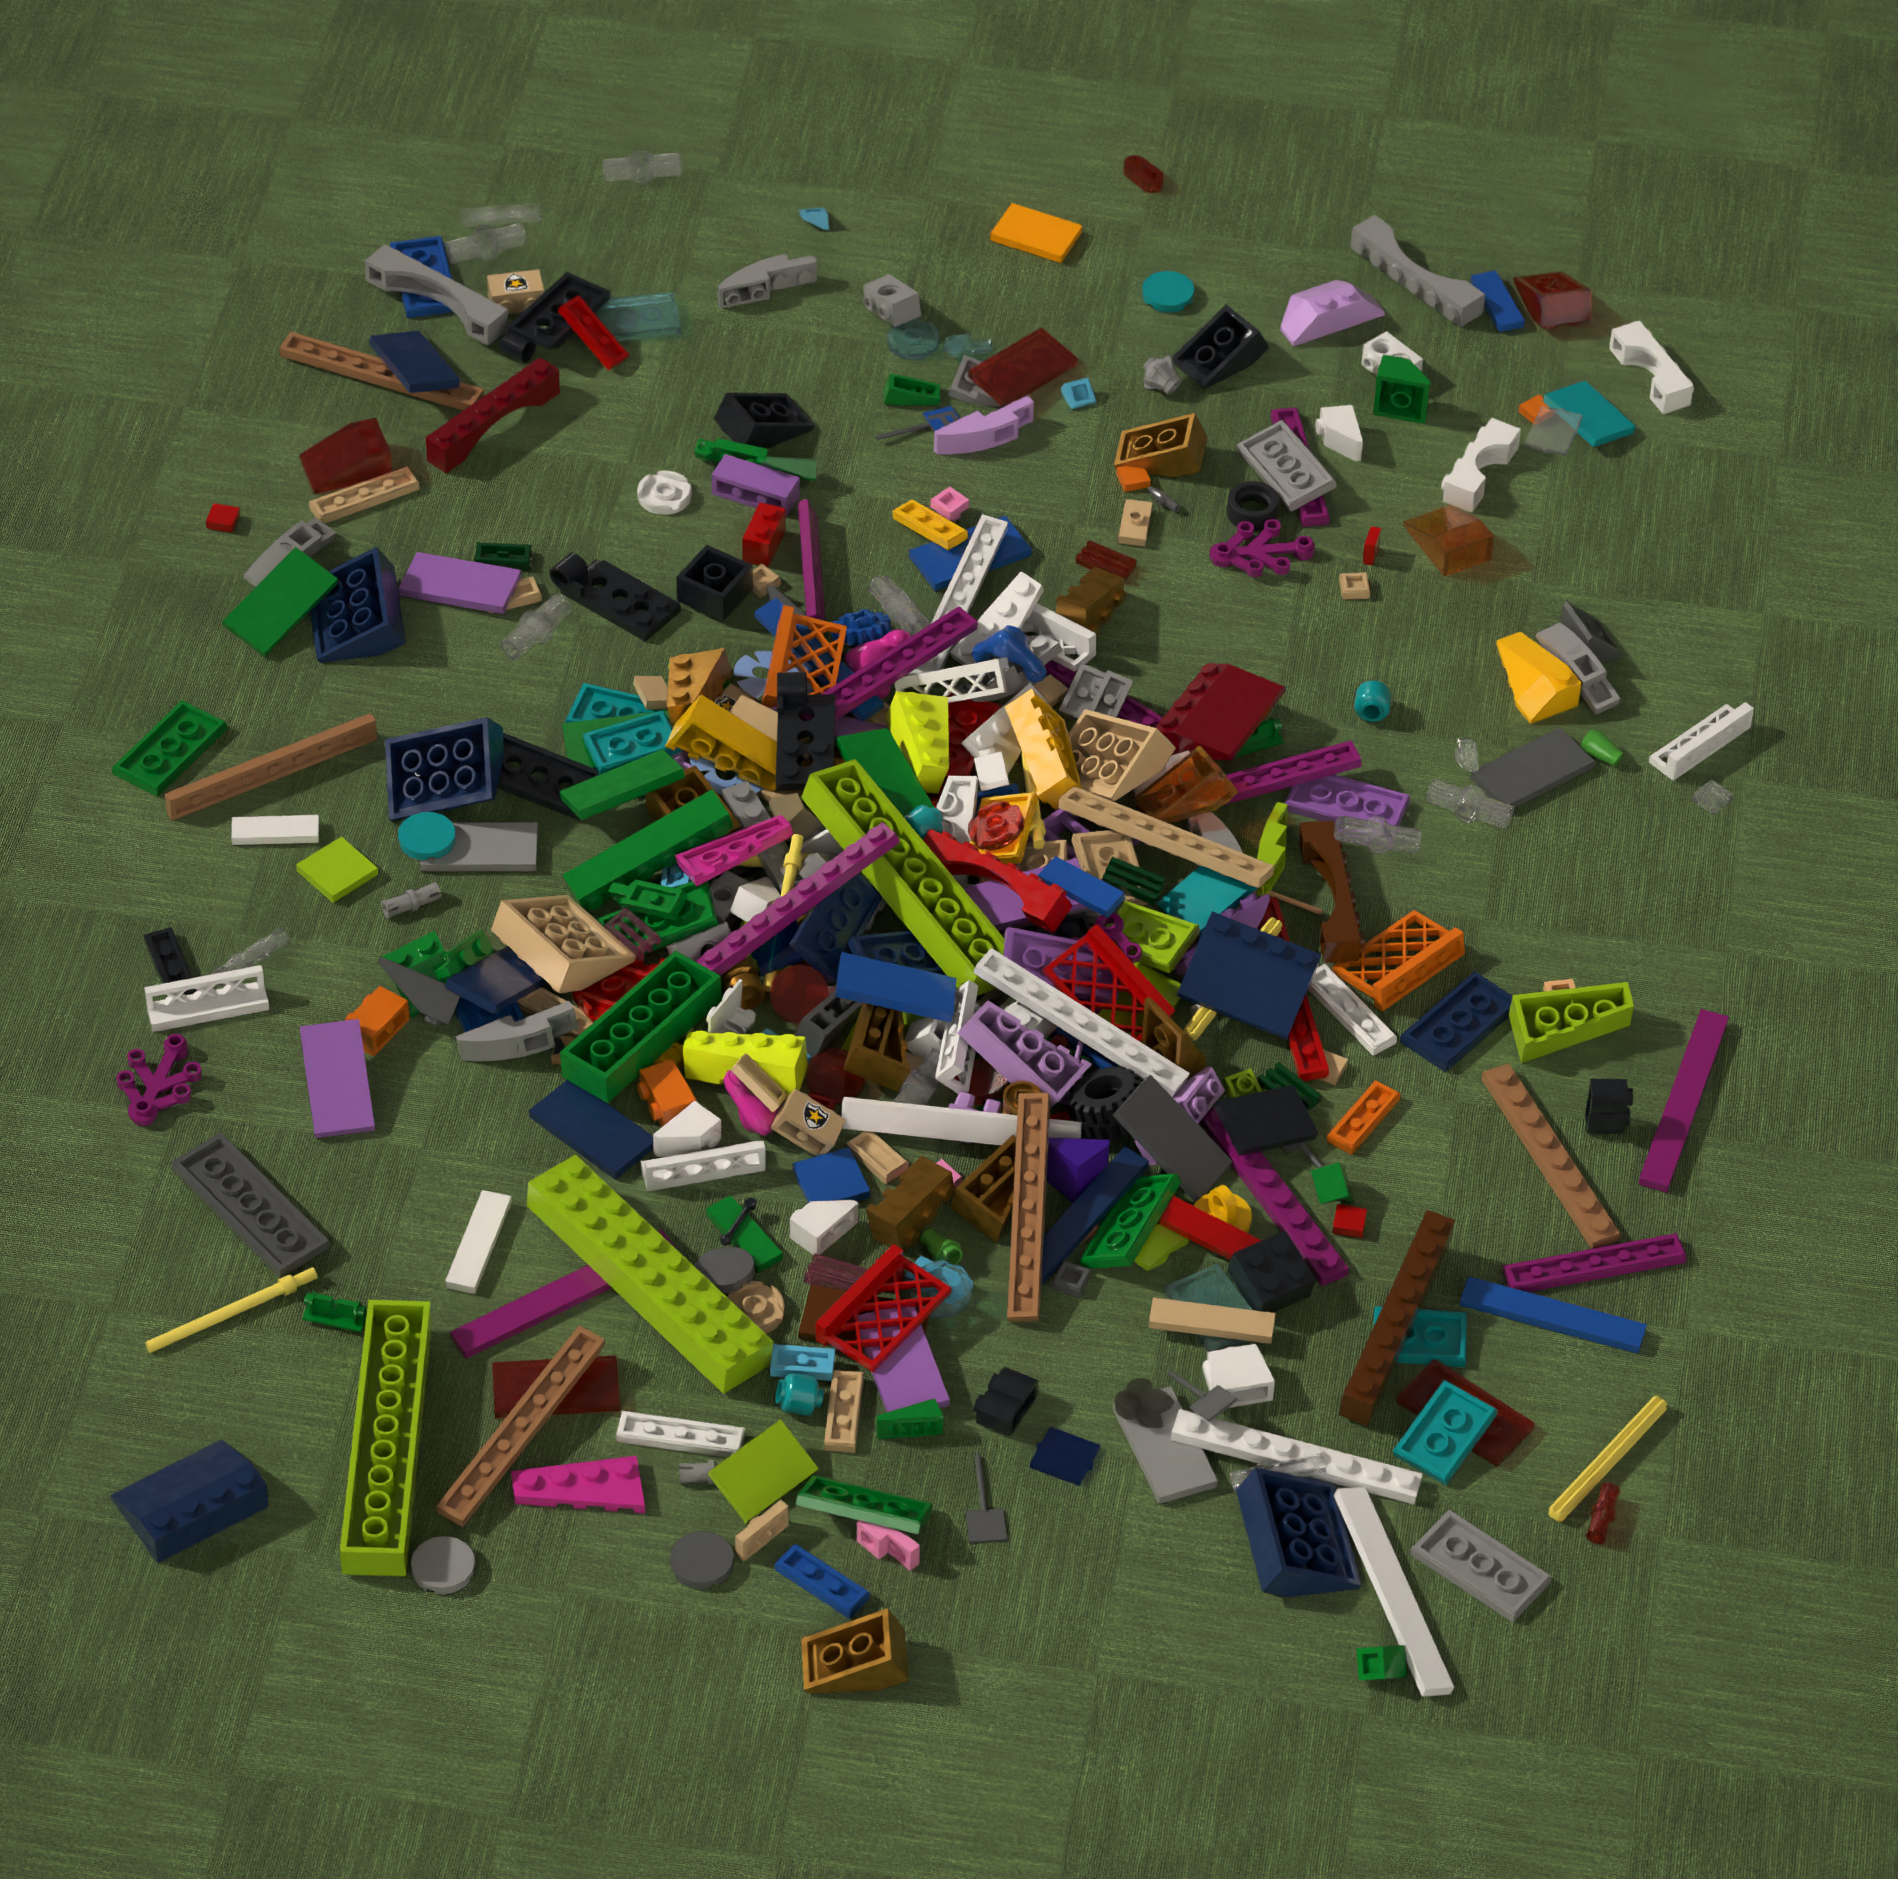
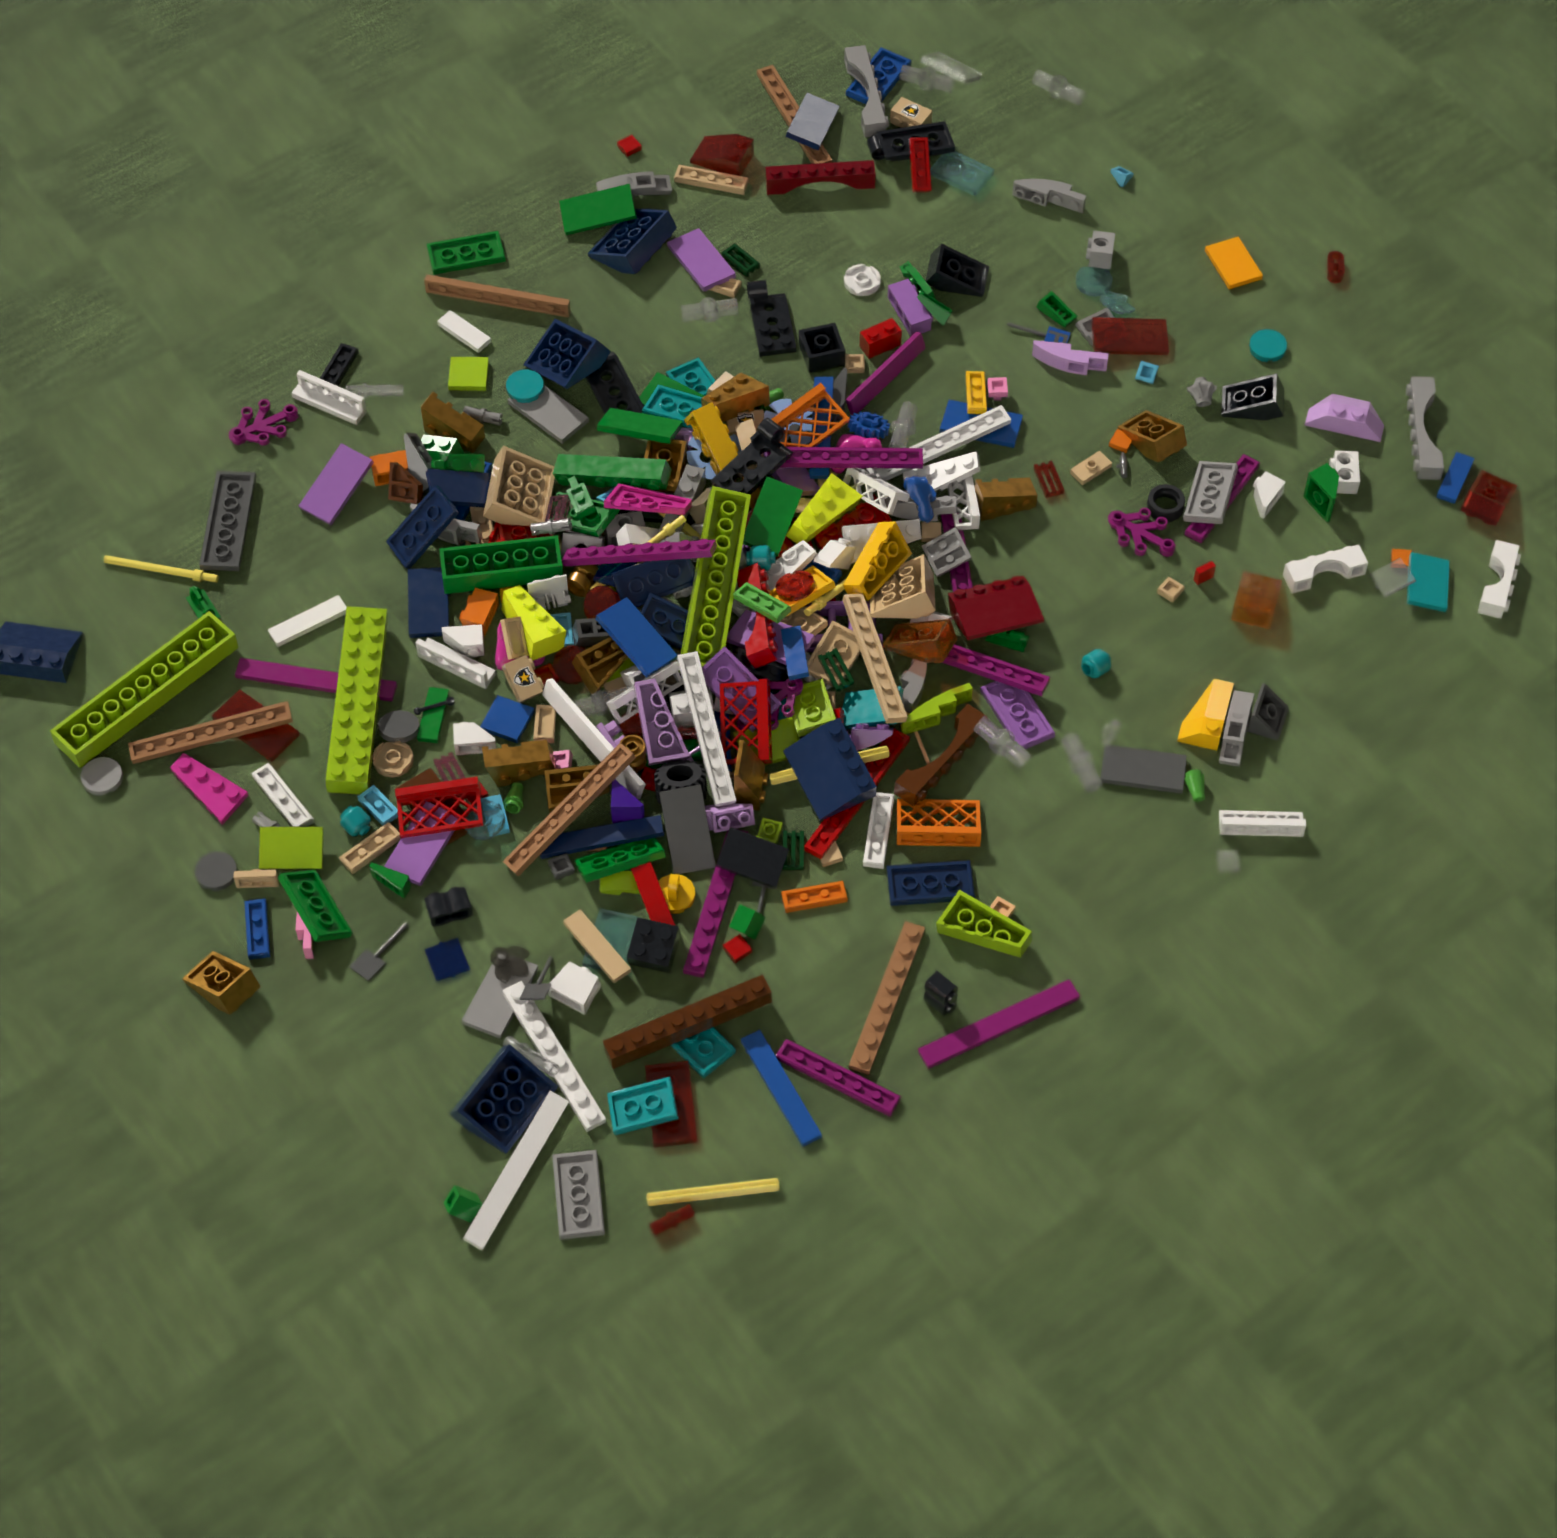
camera: 45 degrees right, 10 degrees up
(384, 928) = (444, 421): none -> pearl gold wedge
(424, 1024) = (403, 485): none -> reddish brown wing
(506, 1048) = (422, 527): none -> dark blue tile
(652, 949) = (551, 526): none -> light grey pin
(995, 857) = (762, 602): none -> bright green tile

